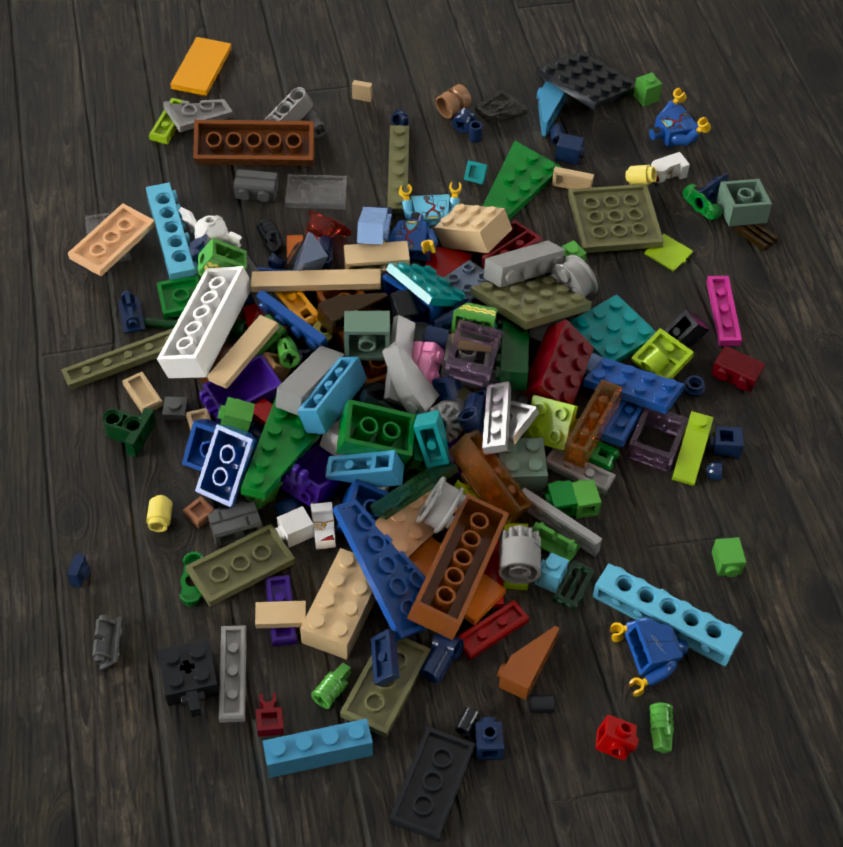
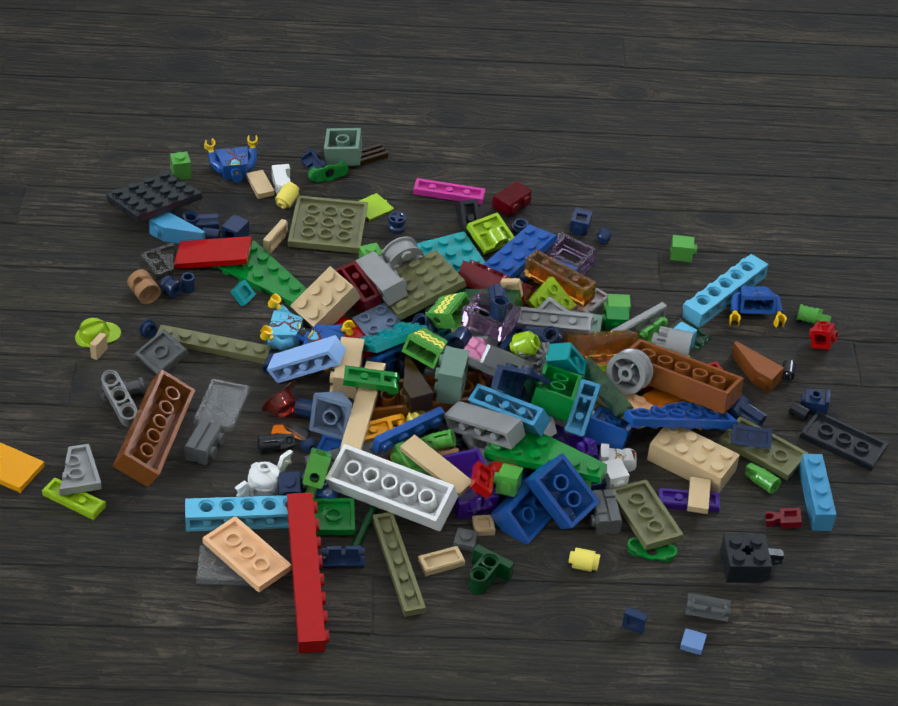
camera: 80 degrees left, 10 degrees down
(61, 634) = (693, 641): none -> medium blue tile
(91, 282) = (306, 573): none -> red brick
(198, 511) = (583, 537): nougat tile -> none
(223, 387) = (482, 479): none -> red plate
(233, 674) = (714, 533): light grey tile -> none
(343, 269) = (371, 379): none -> green plate
(353, 377) = (511, 379): none -> dark blue bracket
(367, 133) = (161, 352): none -> dark grey tile
(386, 89) = (92, 327): none -> lime piece
(404, 301) = (425, 346): none -> bright green torso
(437, 390) = (525, 344): none -> lime head
(473, 344) = (498, 302): none -> dark blue piece
(524, 138) = (213, 252): none -> red tile
(533, 368) = (512, 284): none -> tan tile
(568, 120) = (202, 220): none -> dark blue piece
(645, 273) = (396, 222): none -> dark blue wheel
(659, 151) = (260, 184): none -> tan tile
(692, 448) = (580, 233): lime slope -> none

